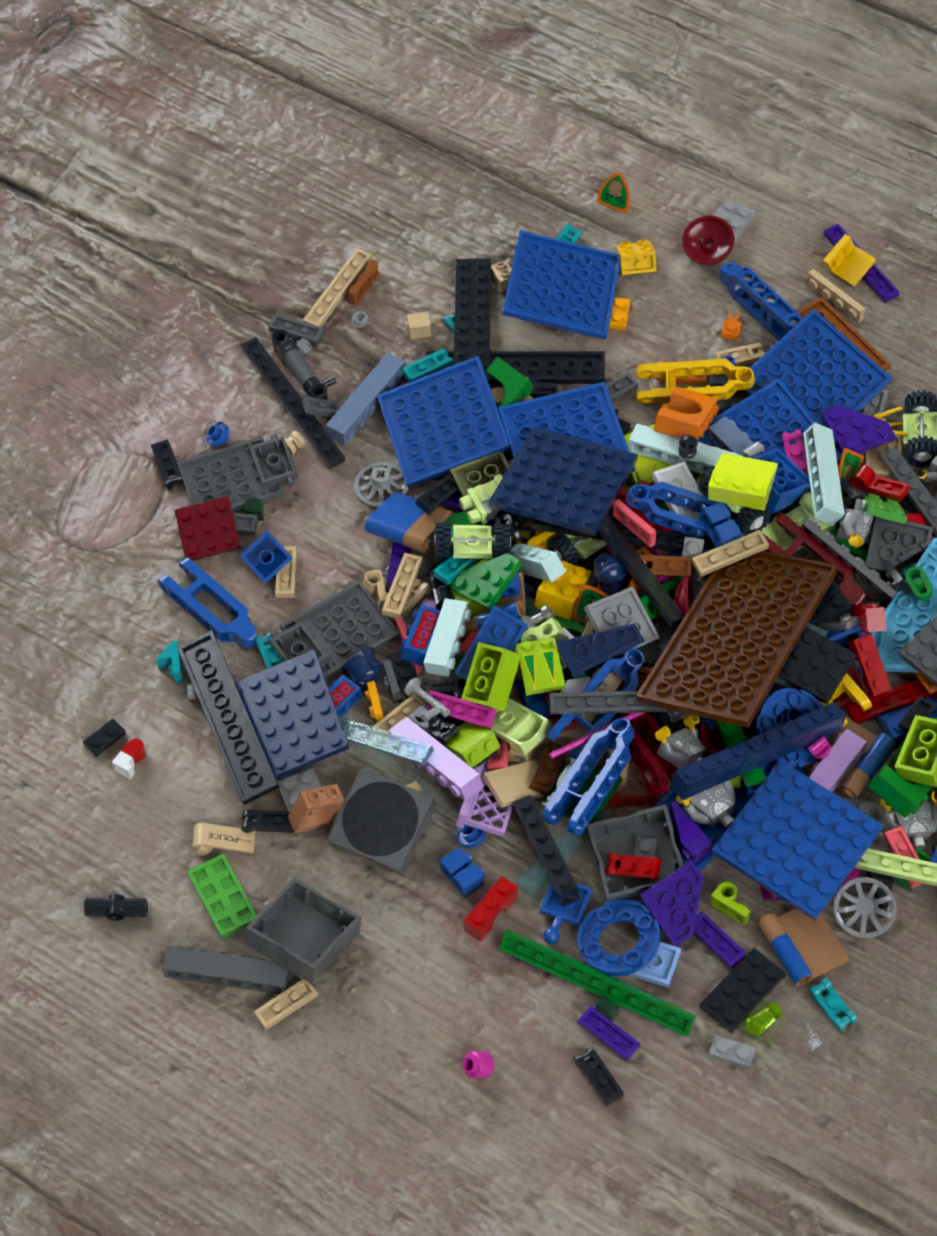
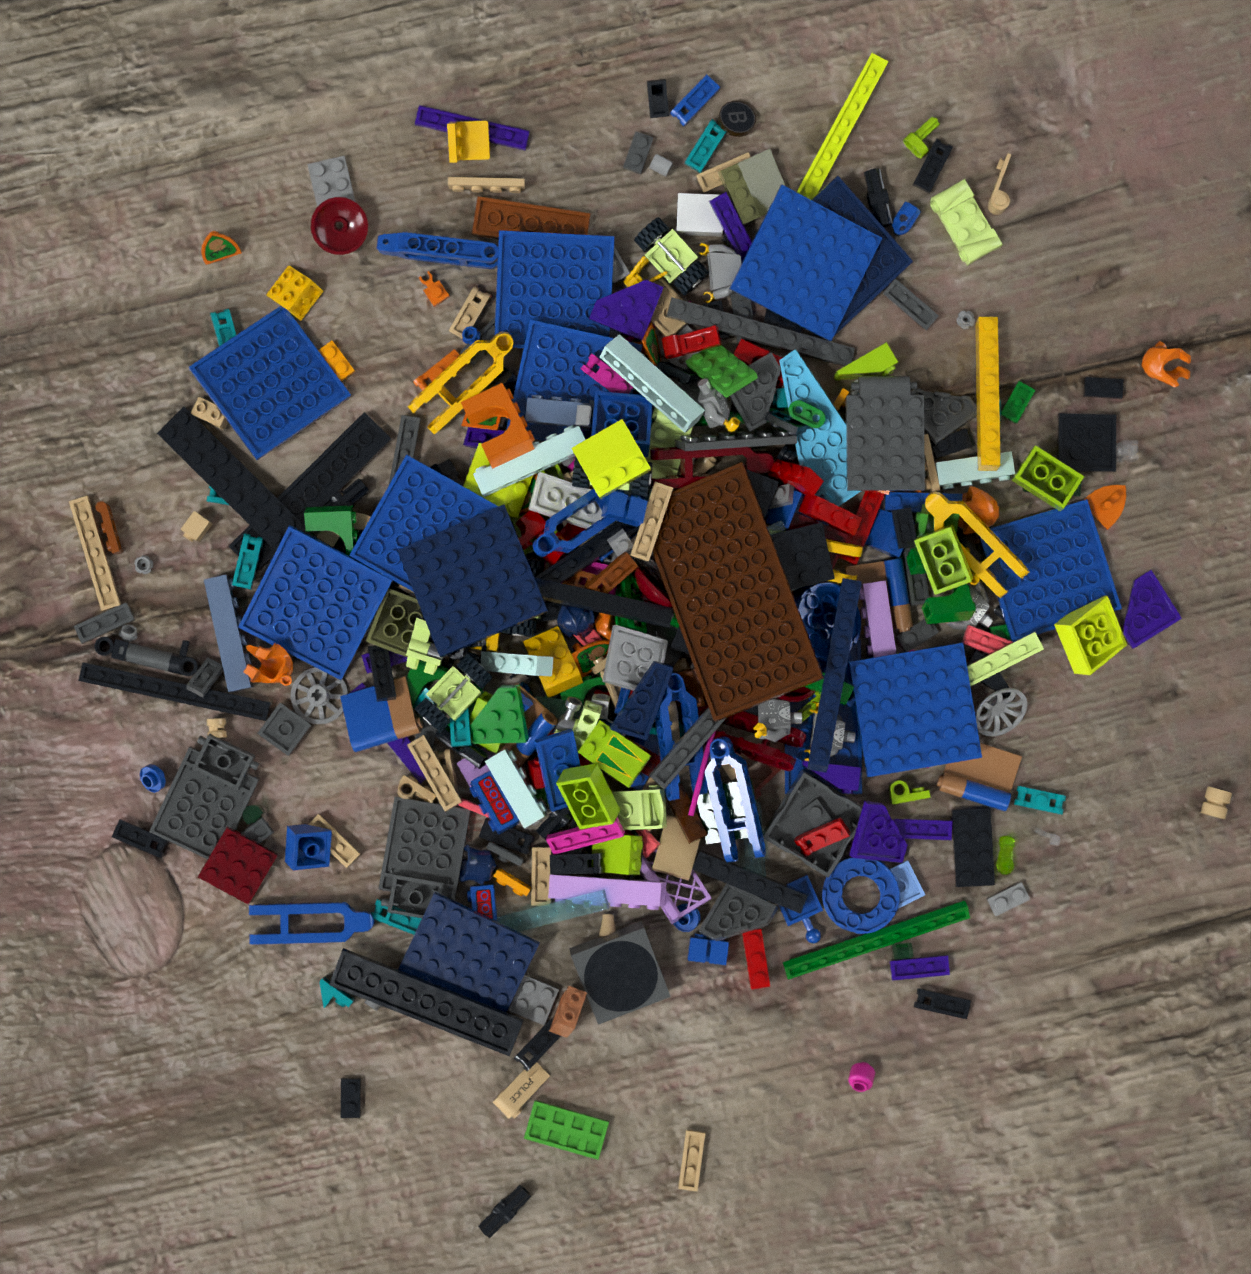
camera: 50 degrees left, 30 degrees up
(128, 758) = (387, 1098): leg -> none
(225, 970) = (628, 1178): dark grey brick -> none
(302, 930) = (652, 1104): dark grey tile -> none
(335, 481) = (284, 729): none -> dark grey plate
(376, 437) = (275, 665): none -> orange piece
(413, 687) = (563, 848): light grey piece -> none
(510, 861) = (736, 914): none -> dark grey plate
(576, 685) = (651, 744): white sticker -> none
(634, 523) = (558, 565): coral tile -> none
(687, 447) = (535, 458): black wheel -> none
(820, 748) = (862, 619): dark pink plate -> none

